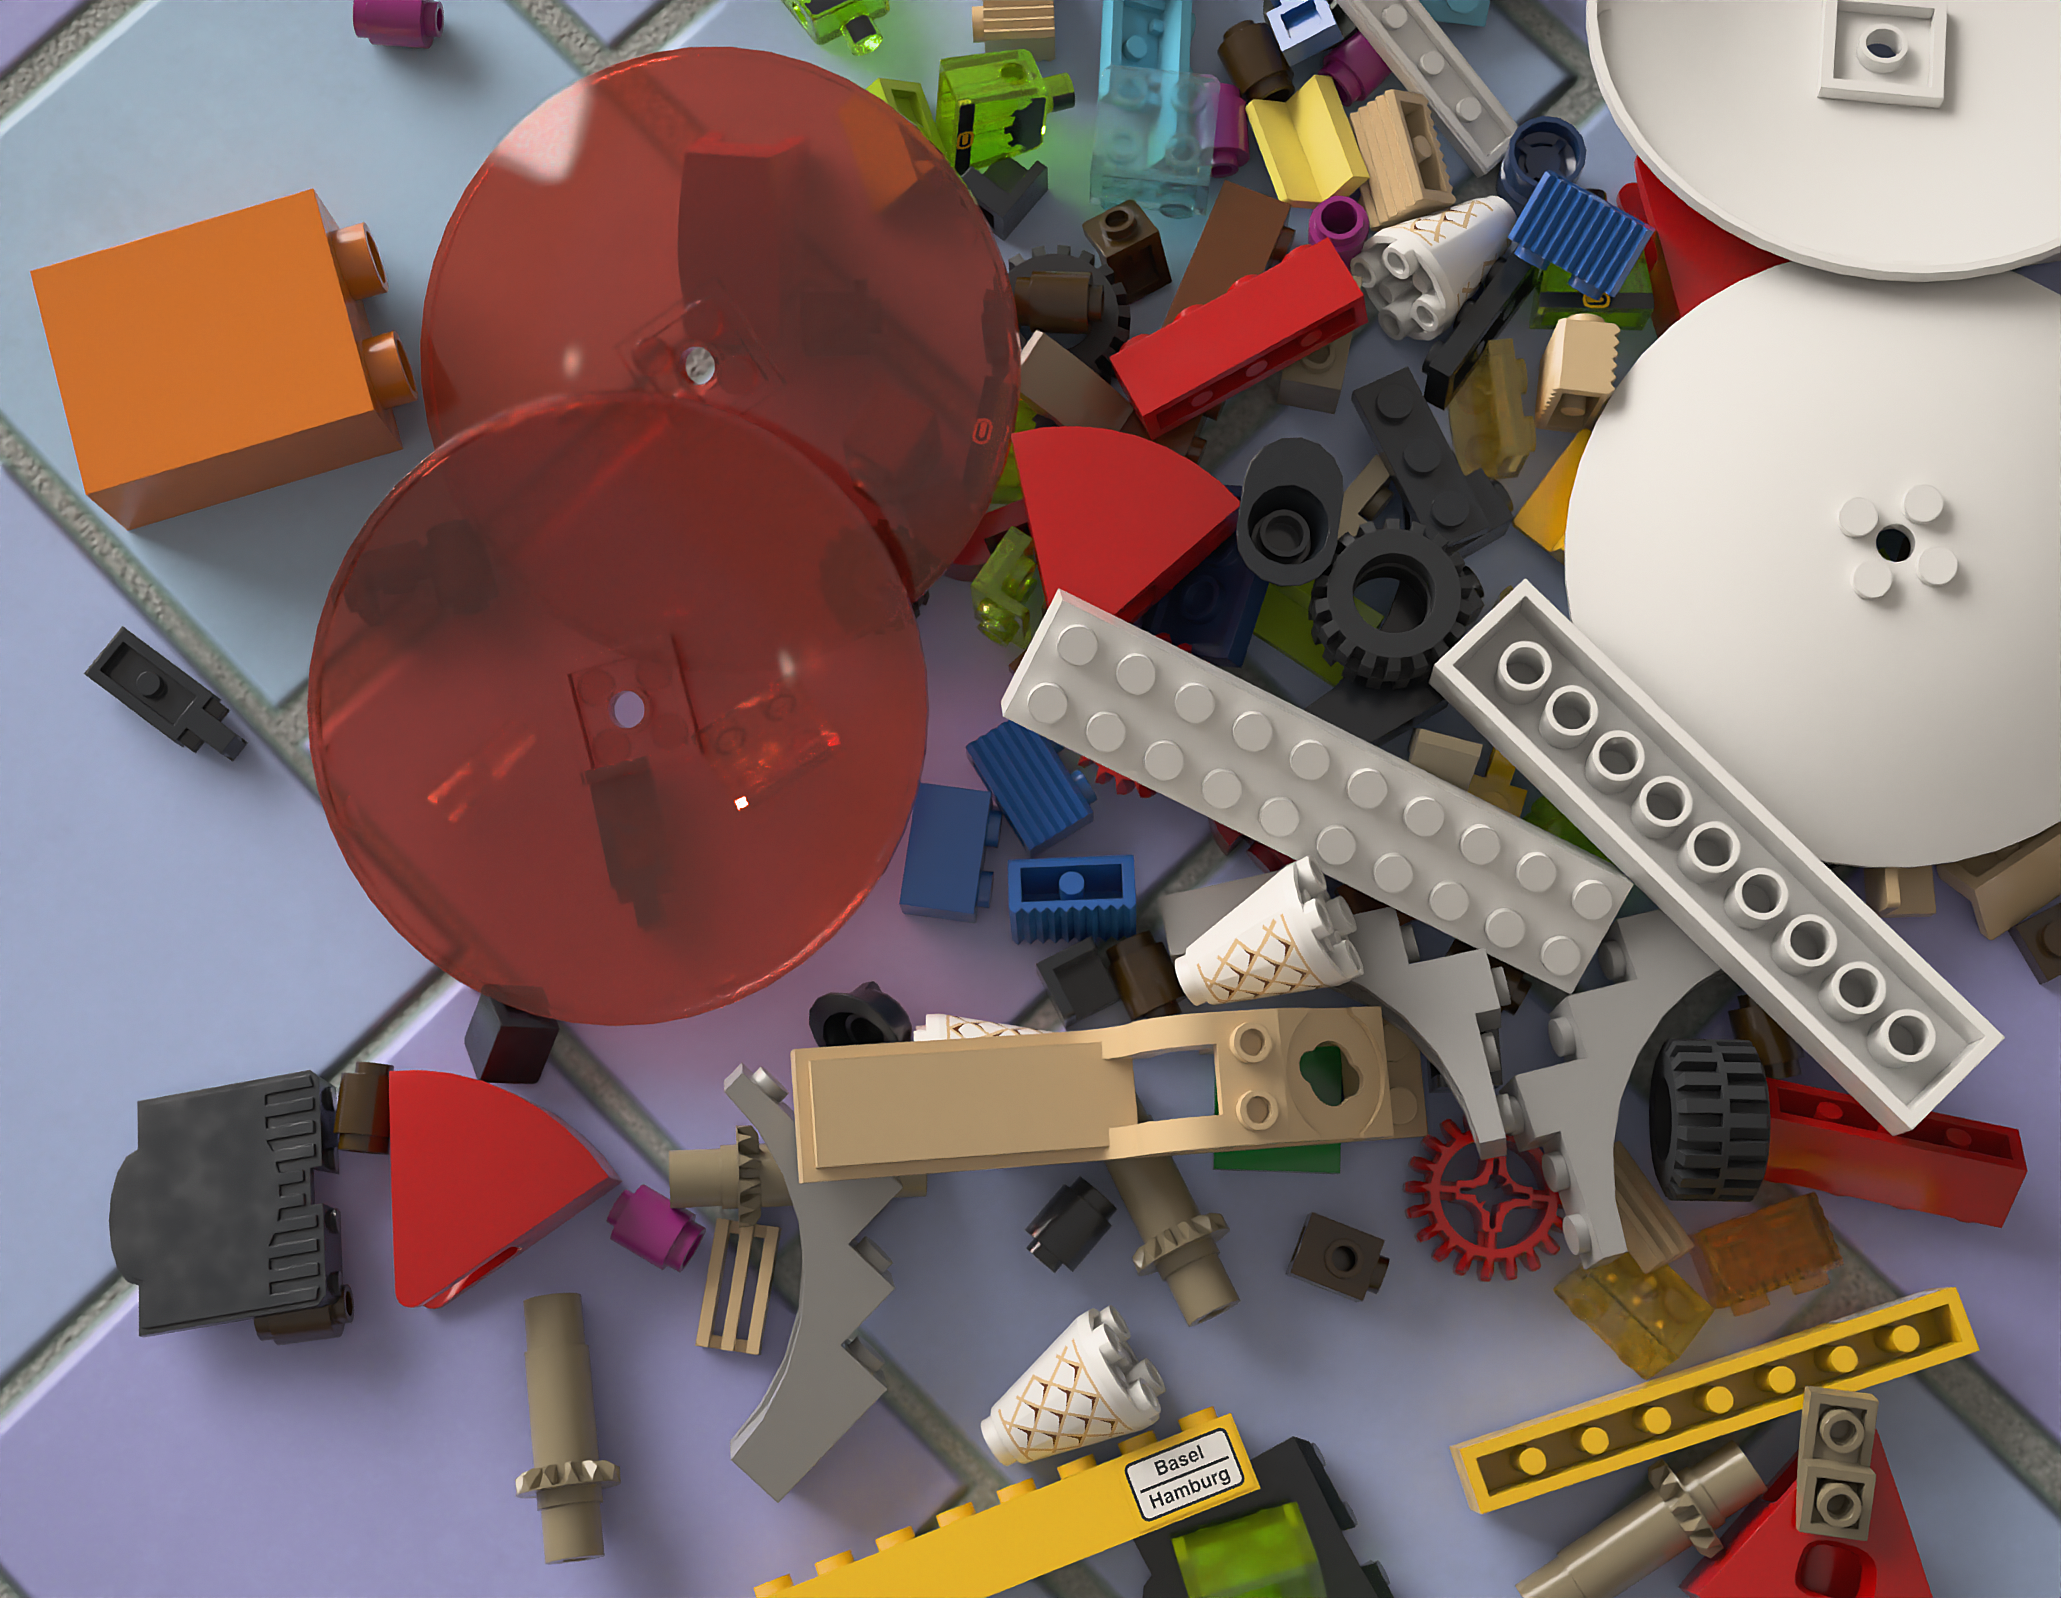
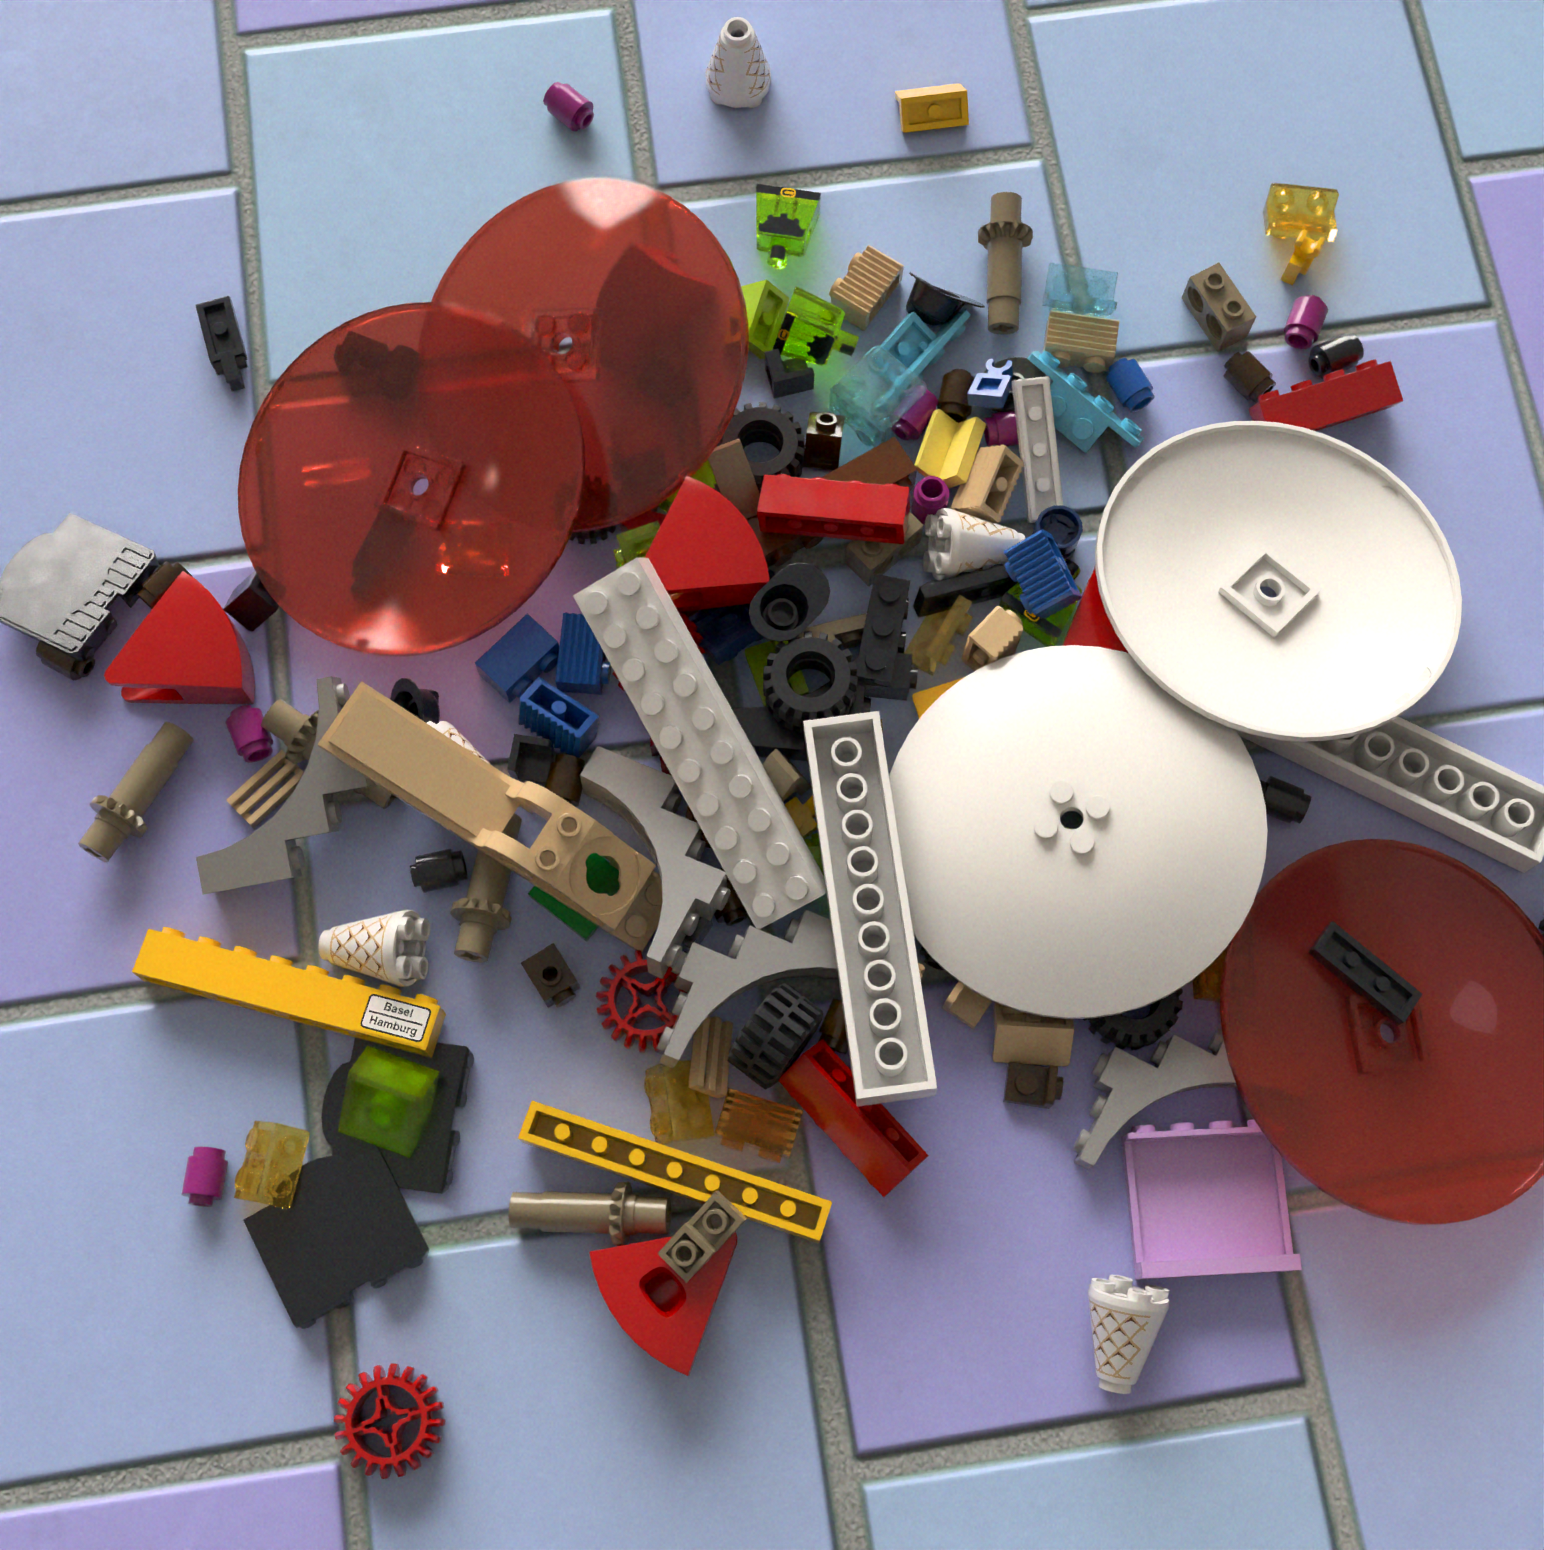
camera: 30 degrees right, 5 degrees down
(223, 358) = (364, 205): orange brick -> none
(1059, 302) = (762, 434): dark brown brick -> none
(1274, 943) = (628, 796): white cone -> none

